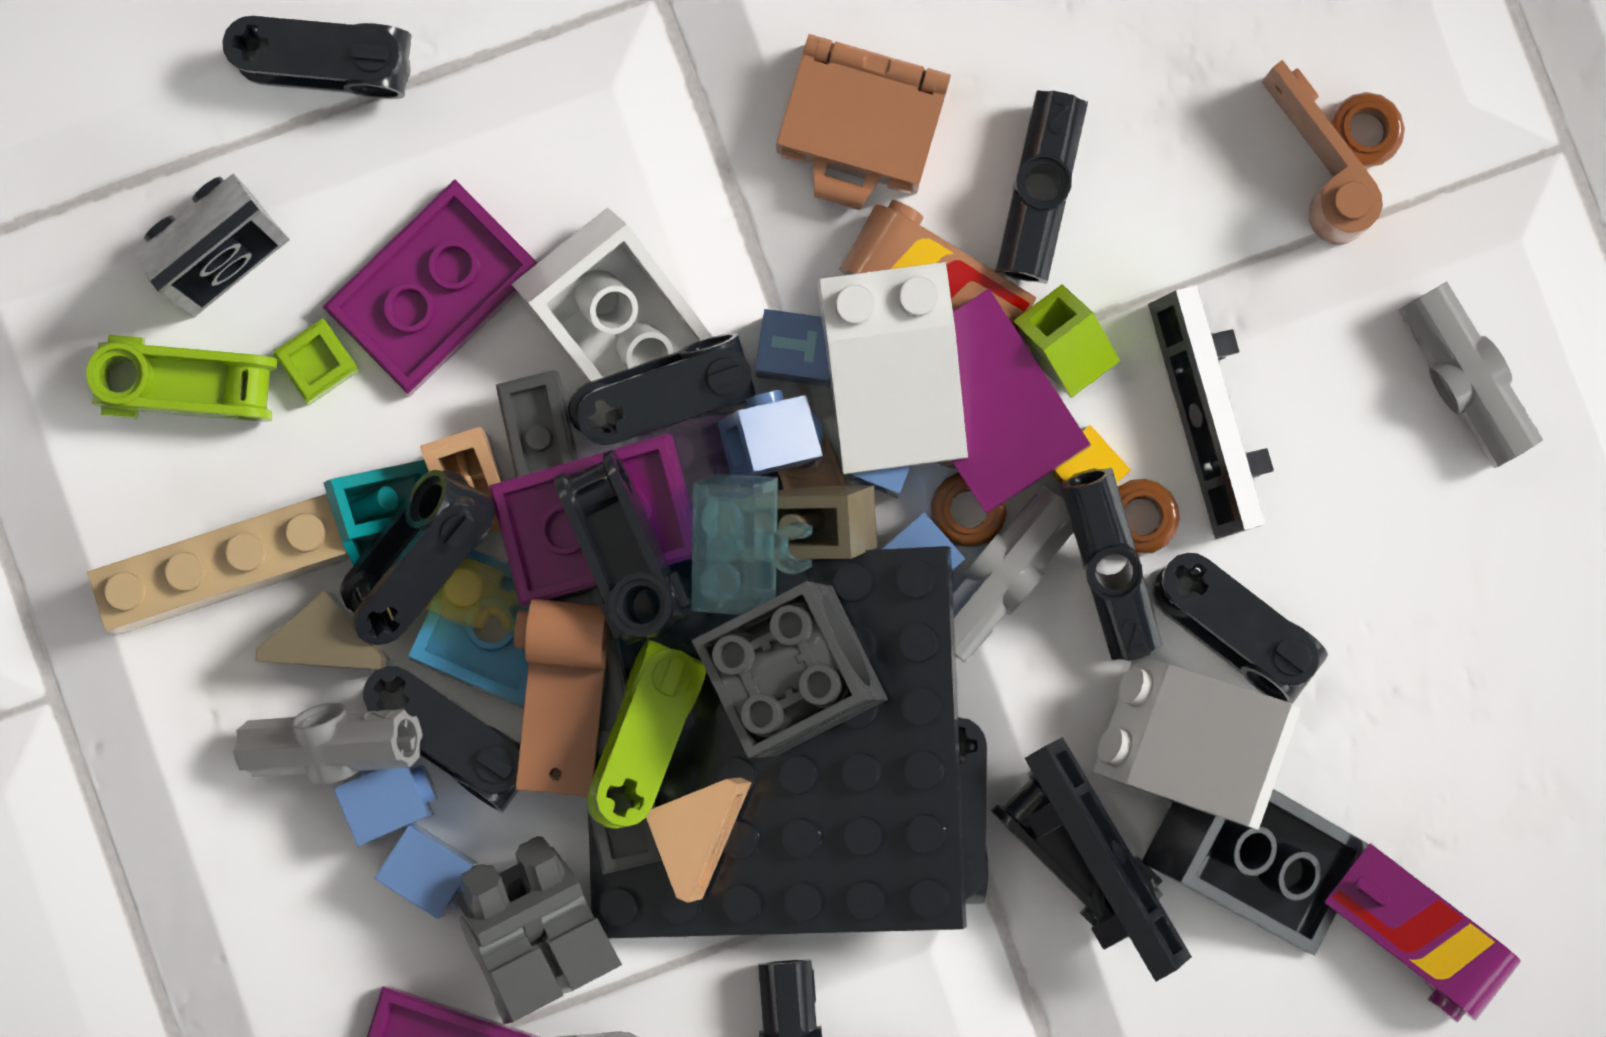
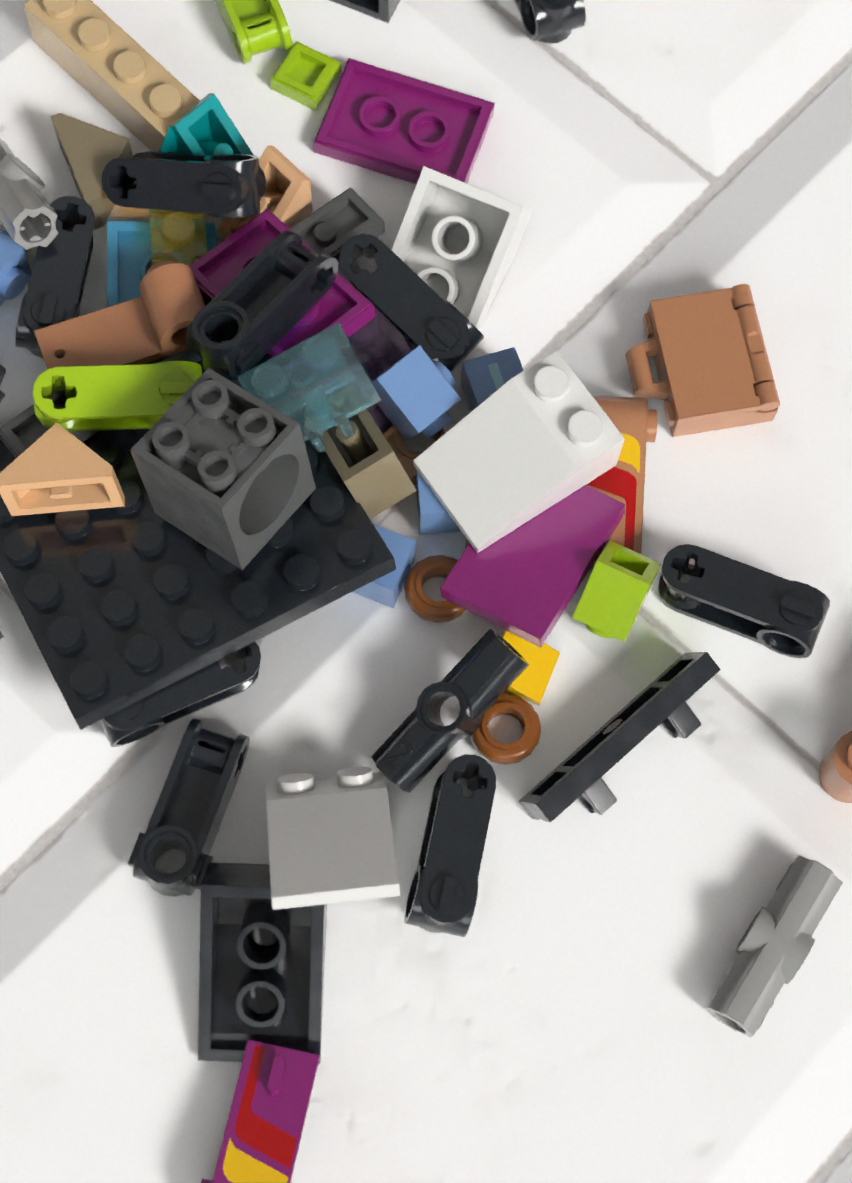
camera: 65 degrees right, 15 degrees down
(1008, 570) = (392, 635): light grey piece -> none
(1047, 149) = (763, 508): black piece -> none
(1108, 858) = (192, 816): black hinge -> none
(1135, 219) = (744, 600): none -> black piece

